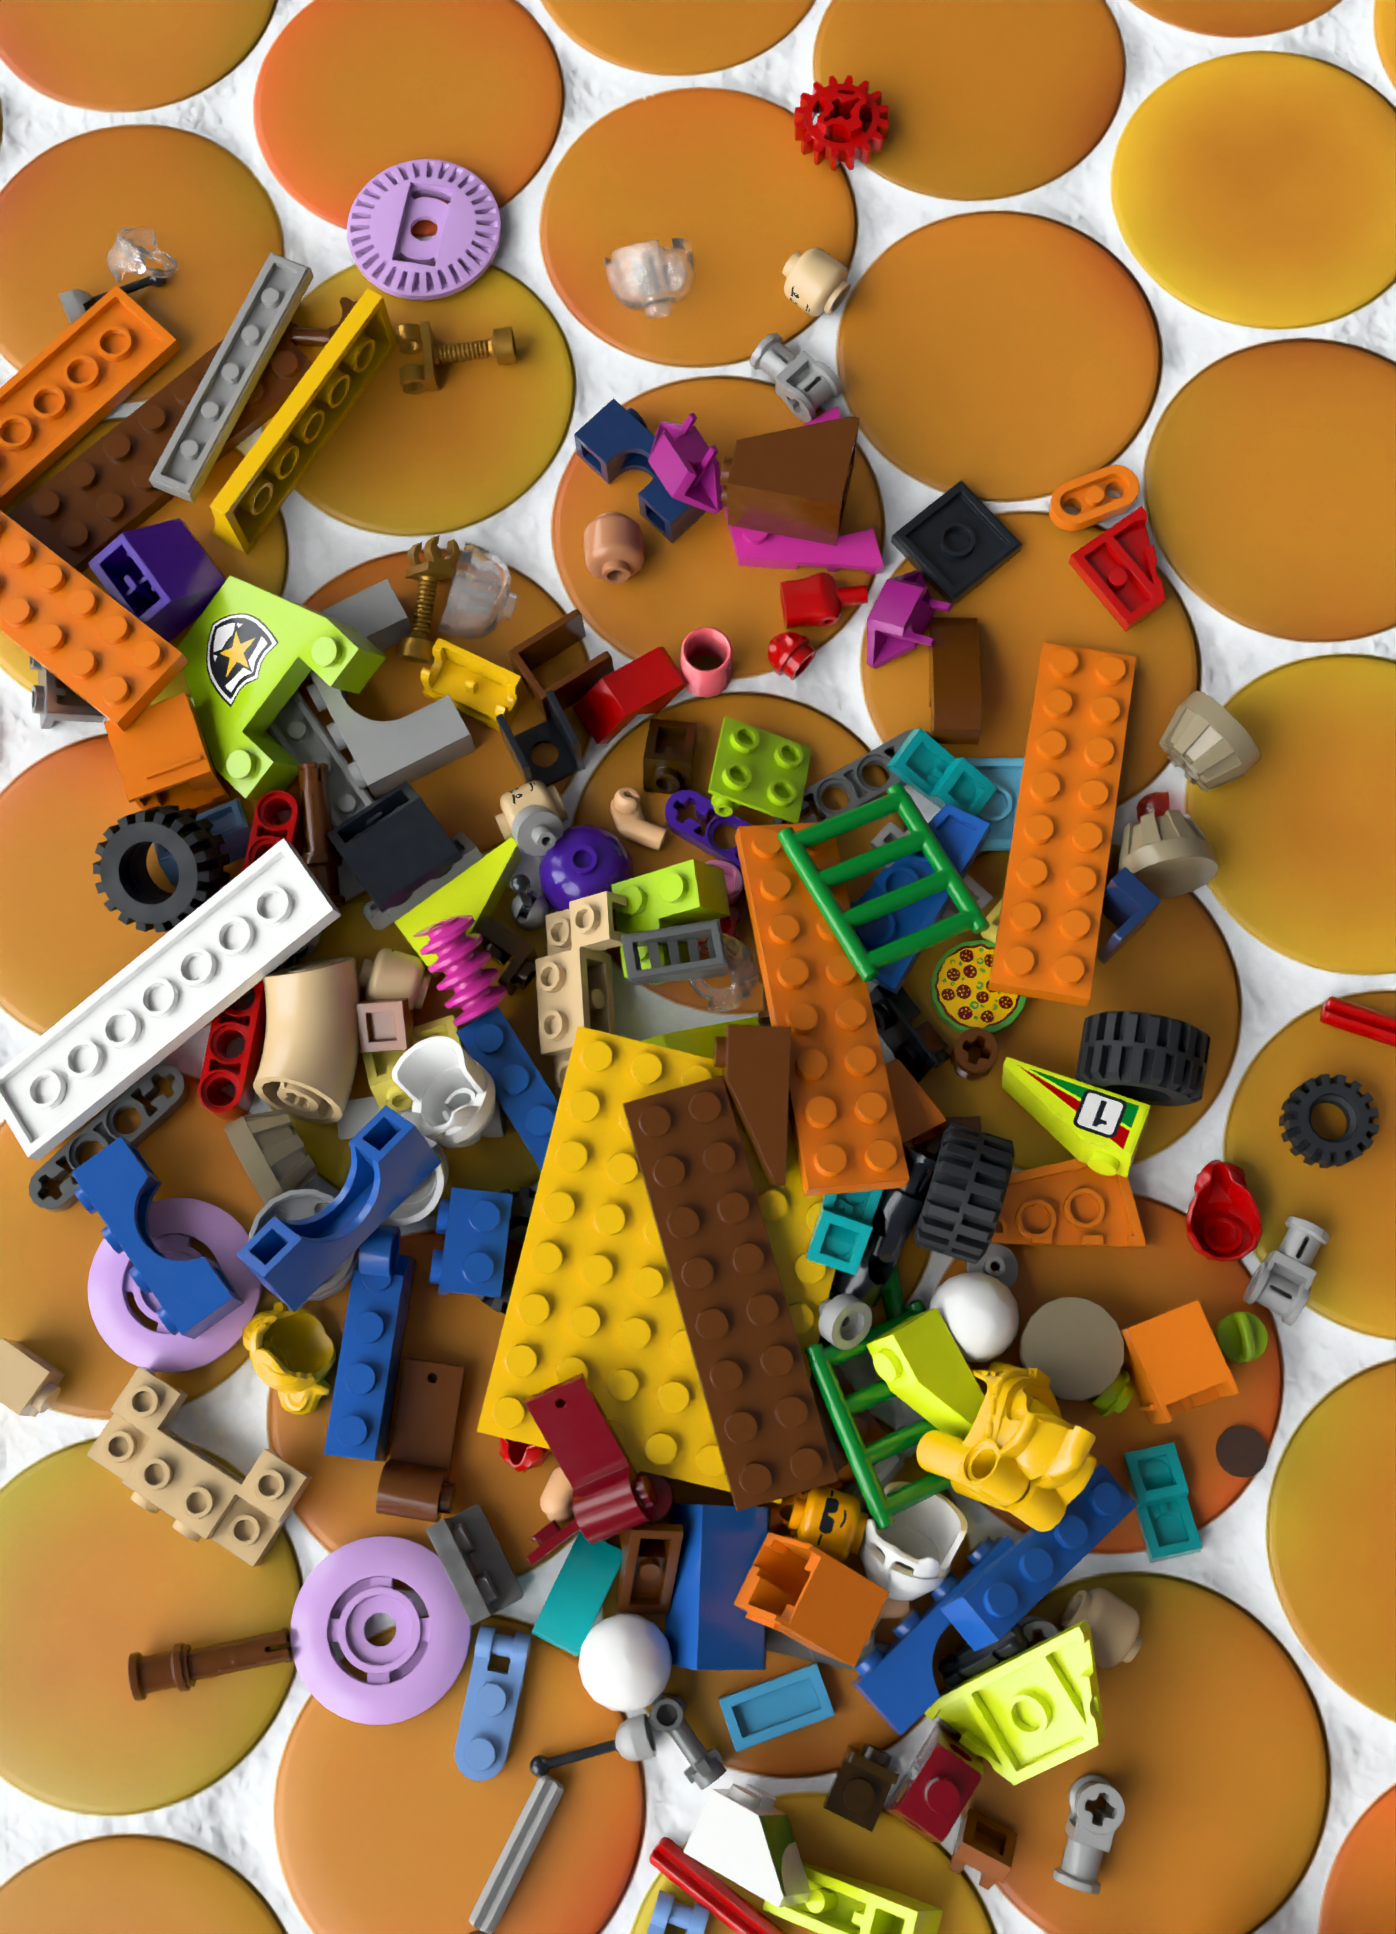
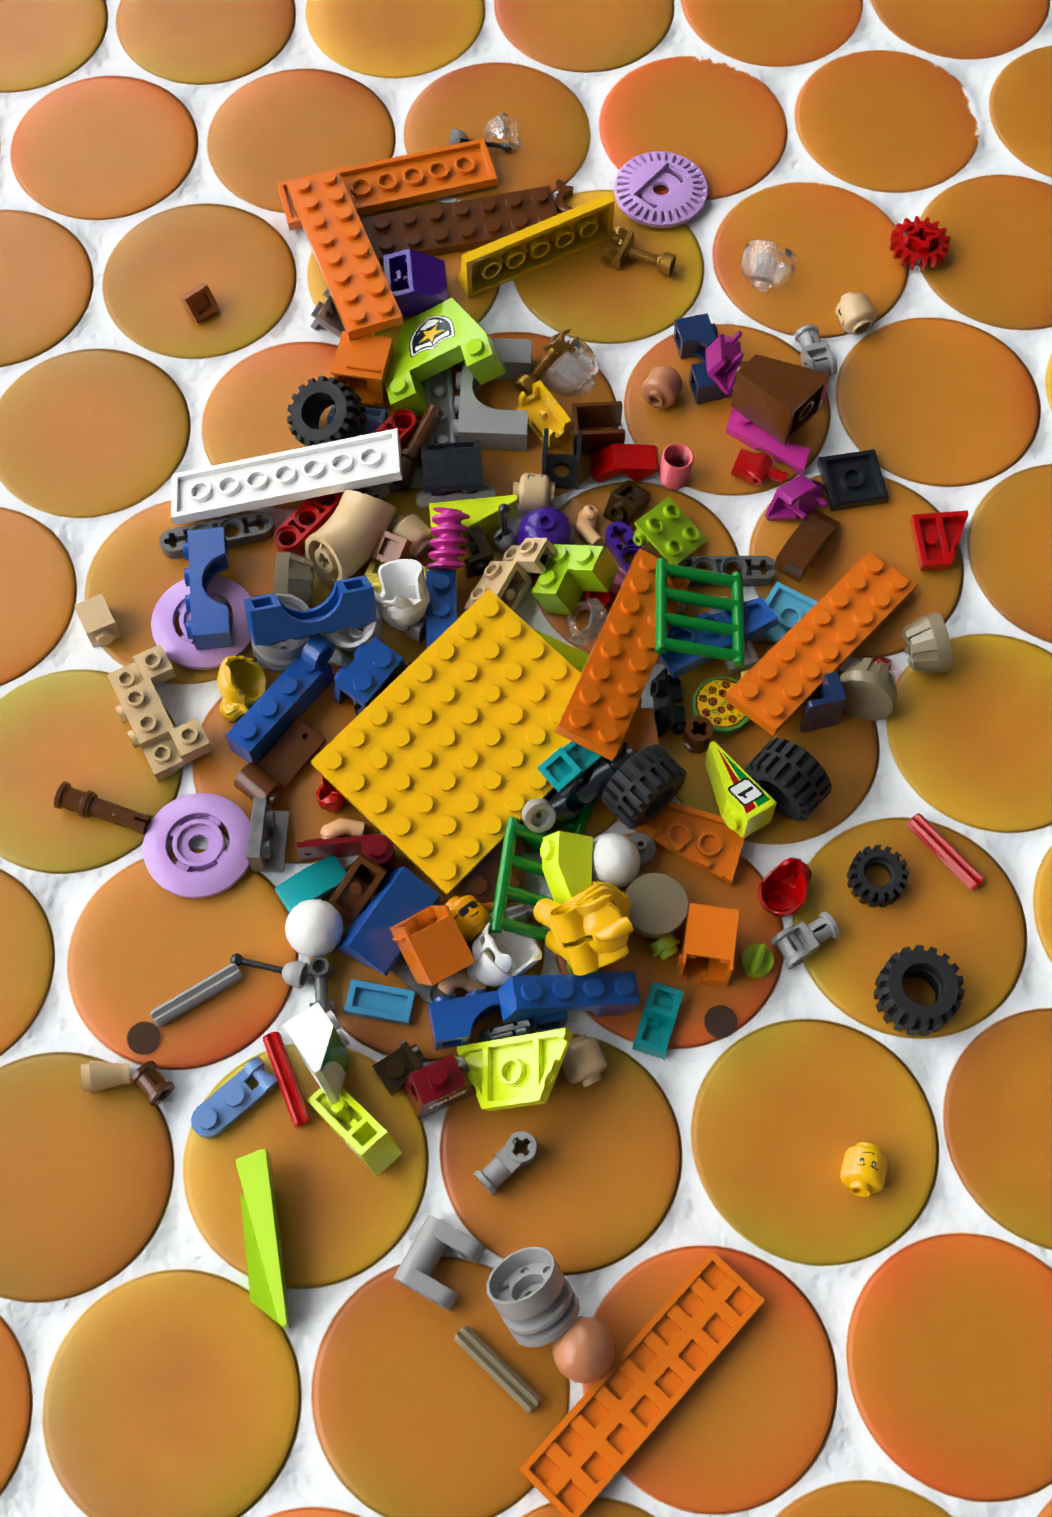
camera: 25 degrees right, 10 degrees down
(231, 378) = (513, 208): light grey tile -> none
(491, 1704) = (232, 914): medium blue plate -> none
(536, 830) = (530, 491): light grey tile -> none
(604, 1482) = (361, 806): dark red door -> none
(677, 971) = (569, 580): dark grey slope -> none
(729, 1293) = (484, 765): reddish brown plate -> none
(757, 1081) = (567, 658): reddish brown slope -> none
(790, 654) = (725, 487): red plate -> none
(939, 775) = (766, 583): teal slope -> none
(985, 1848) = (446, 1135): dark orange tile -> none
(1090, 498) = (943, 493): orange plate -> none

